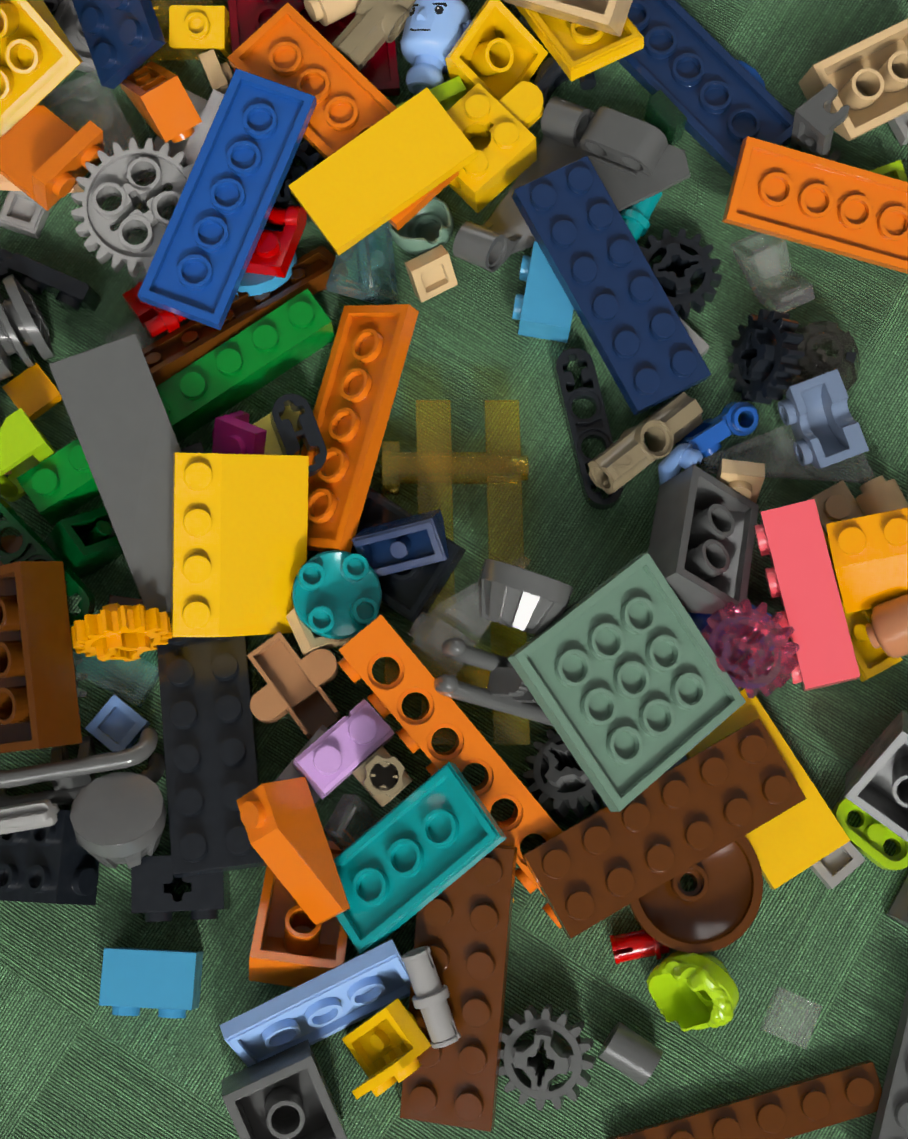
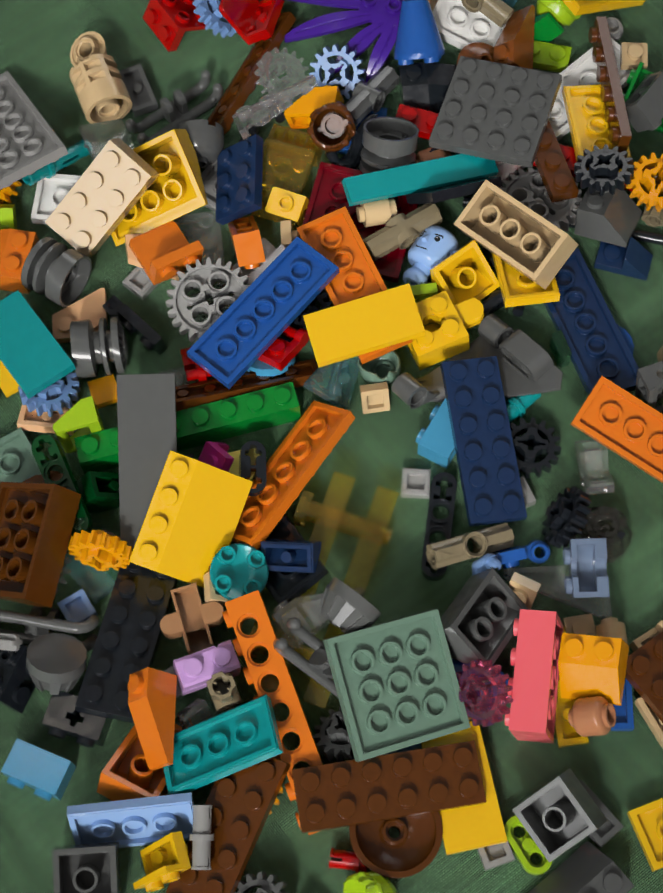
camera: 25 degrees right, 10 degrees down
(532, 377) = (415, 483): none -> light grey tile

